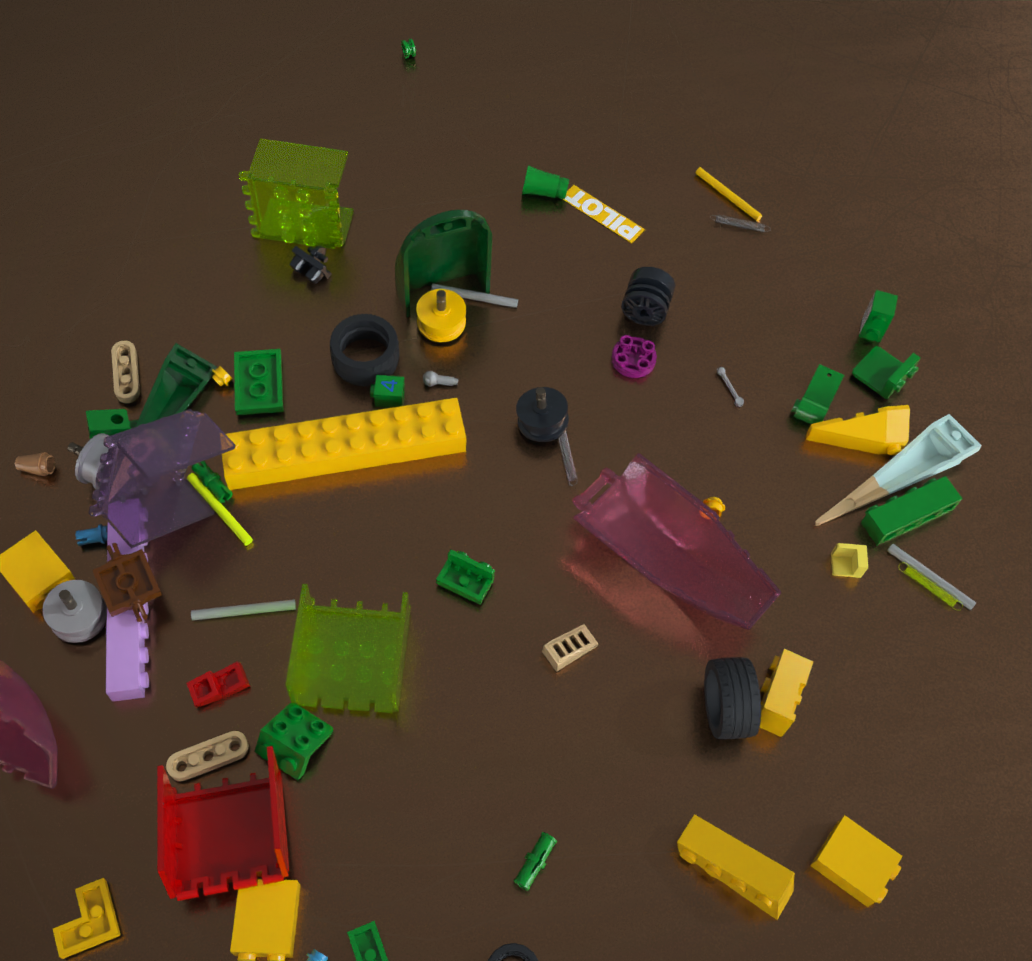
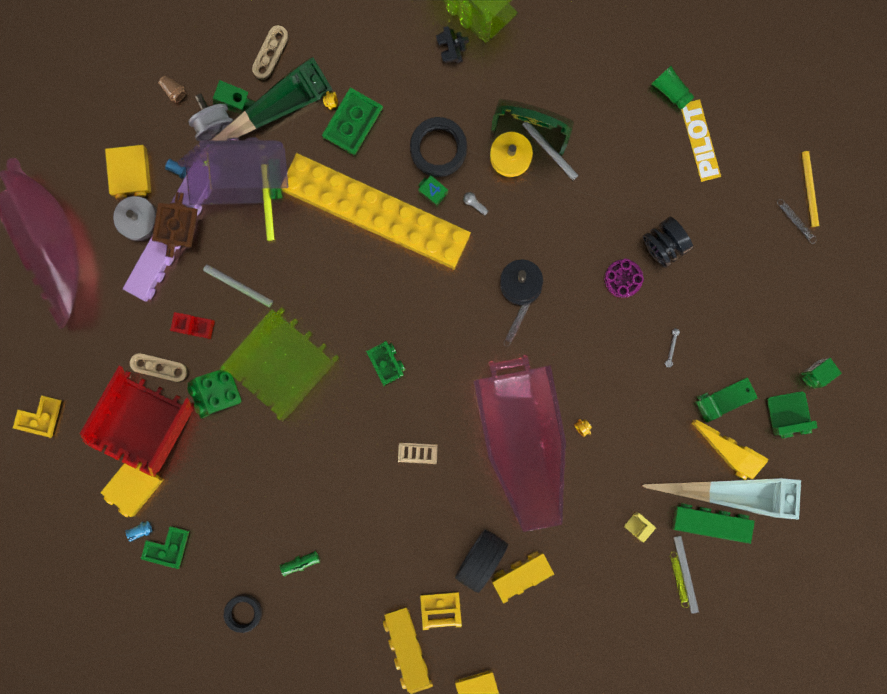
camera: 40 degrees right, 25 degrees up
(724, 788) = (440, 604): none -> yellow plate

